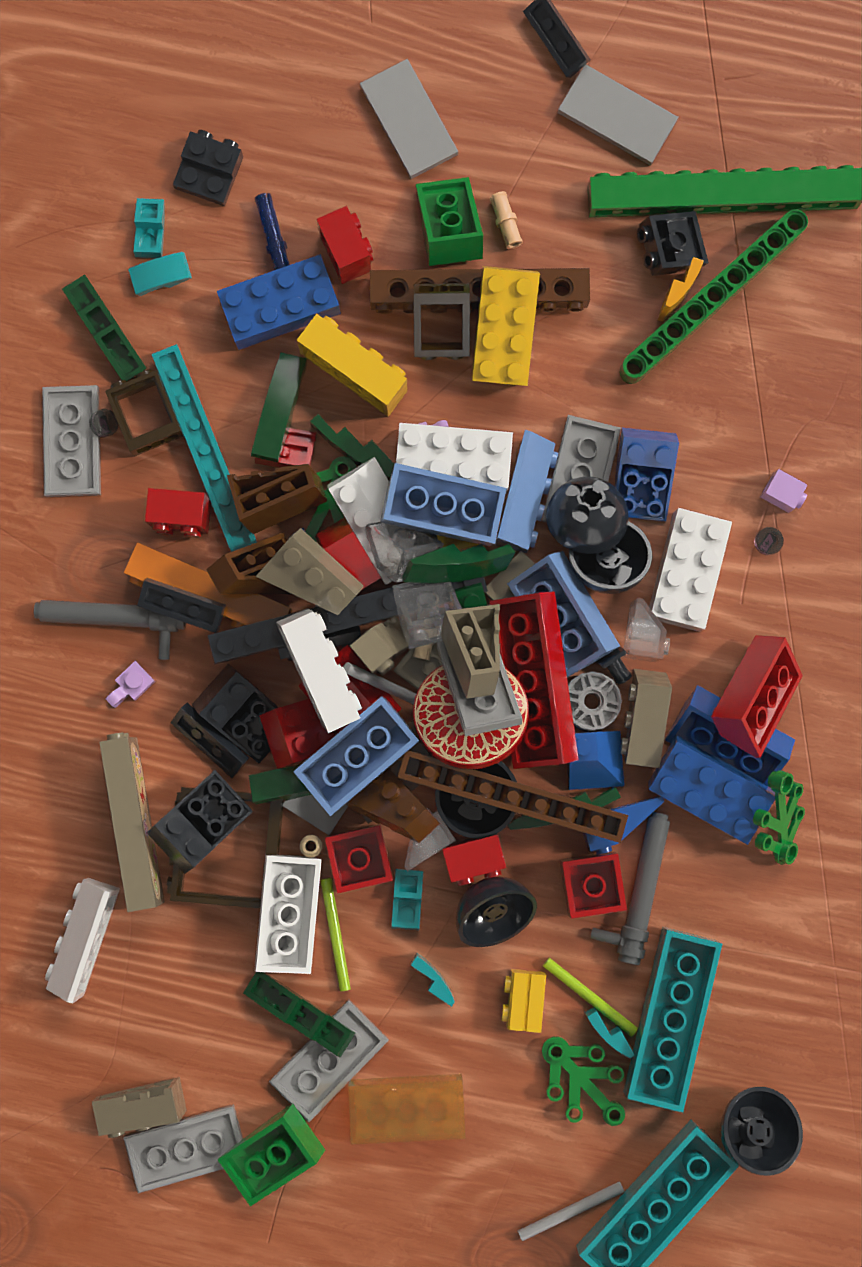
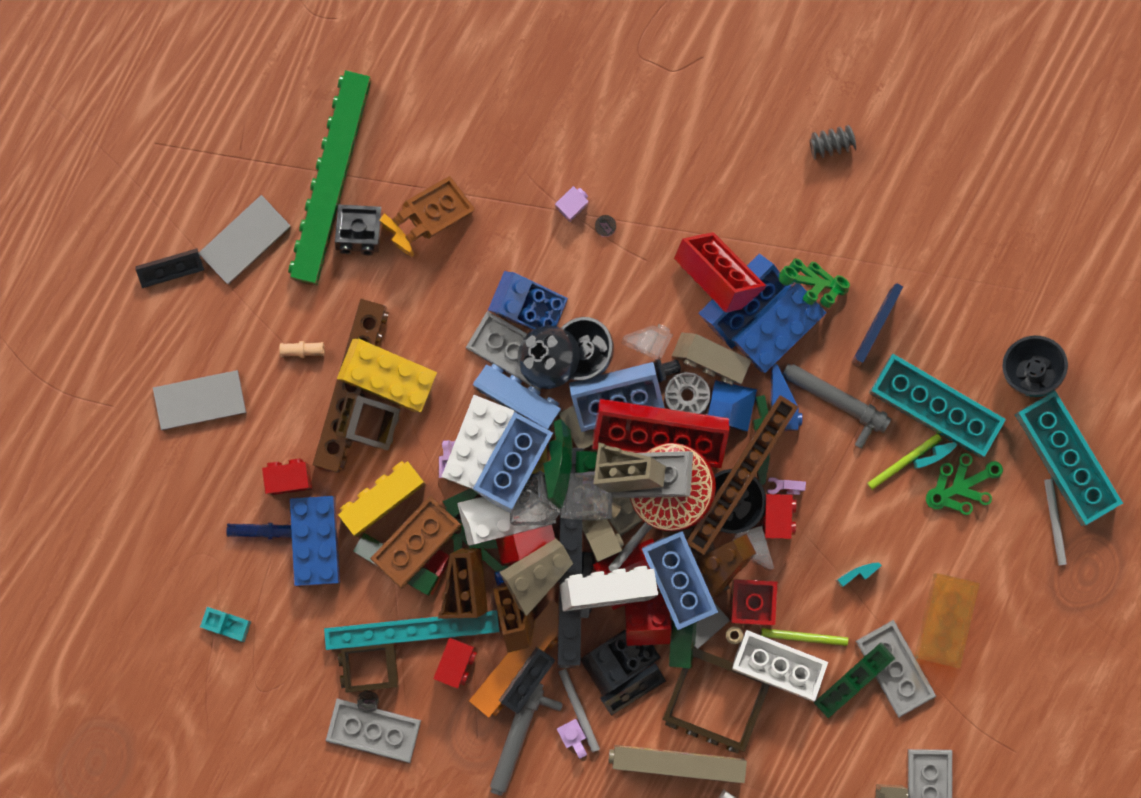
camera: 70 degrees left, 0 degrees up
(104, 328) = (294, 680): dark green slope -> none
(159, 273) = (264, 625): teal slope -> none
(165, 682) = (579, 710): none -> light grey bar
(199, 822) = (693, 712): black slope -> none
(208, 167) = (192, 565): black plate -> none
(272, 1155) = (952, 729): green slope -> none
(311, 420) = (416, 542): none -> dark orange tile
(407, 899) = (794, 575): teal slope -> none
(449, 221) = (290, 392): green slope -> none
(494, 911) = (821, 513): black piece -> none
(516, 865) = (792, 487): none -> lavender plate
(525, 1000) = (893, 510): yellow brick -> none
(593, 885) = (823, 435): red brick -> none
(689, 569) = (610, 292): white brick -> none
(722, 287) = (398, 181): green beam -> none
(725, 323) = (434, 209): none -> dark orange tile
(752, 913) = (877, 324): none -> dark blue tile

